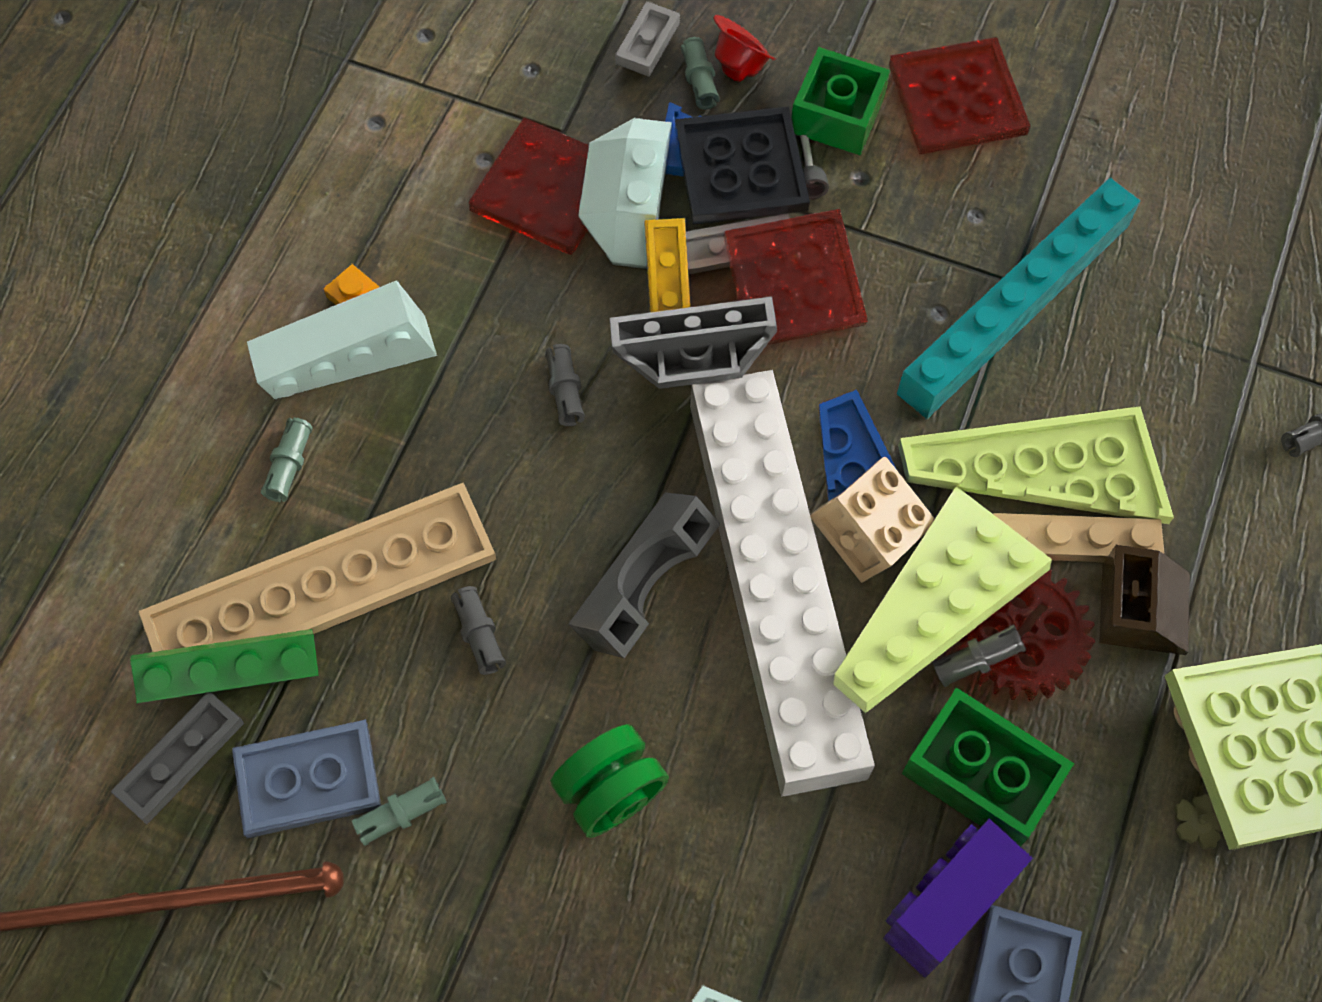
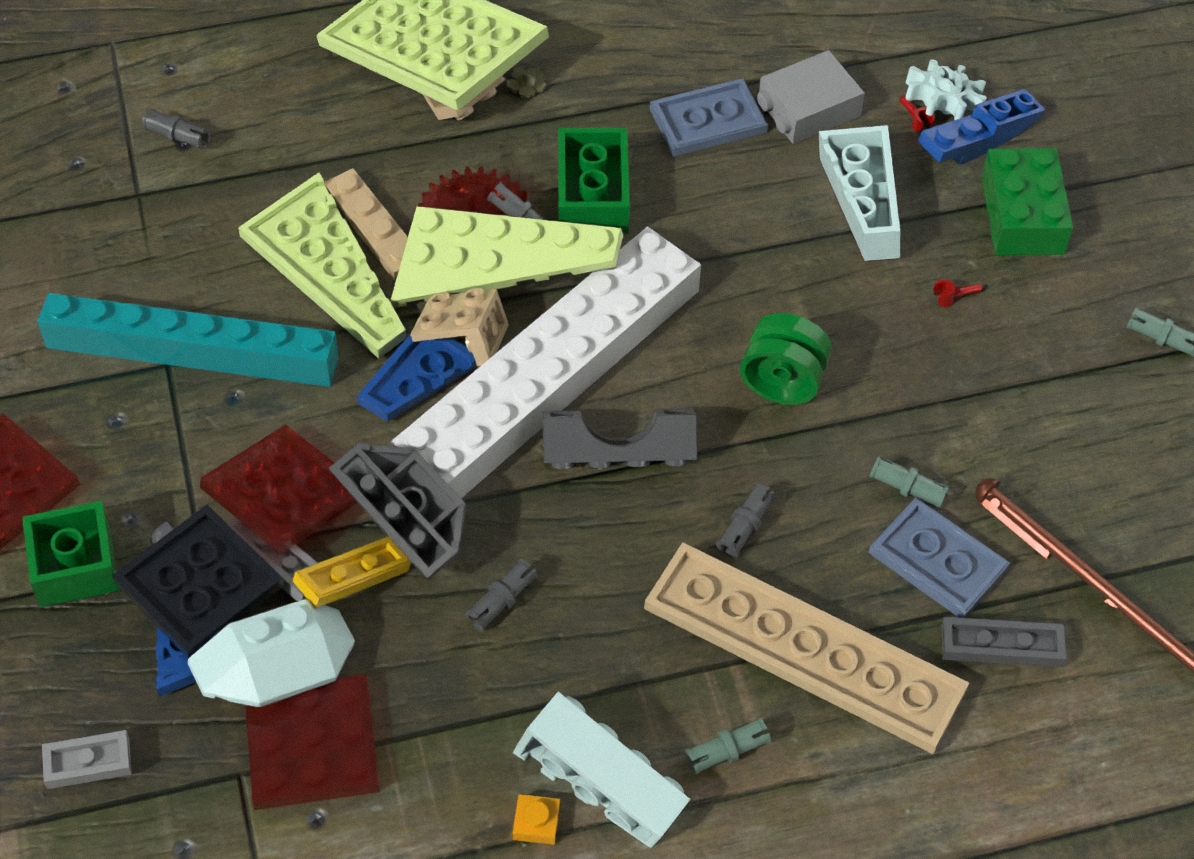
camera: 125 degrees left, 10 degrees down
(224, 665) = (927, 654): green plate -> none
(700, 73) = (101, 692): sand green pin -> none
(739, 50) = (55, 670): red piece -> none
(954, 896) = (692, 151): dark purple brick -> none
(1144, 601) = (402, 162): dark brown slope -> none

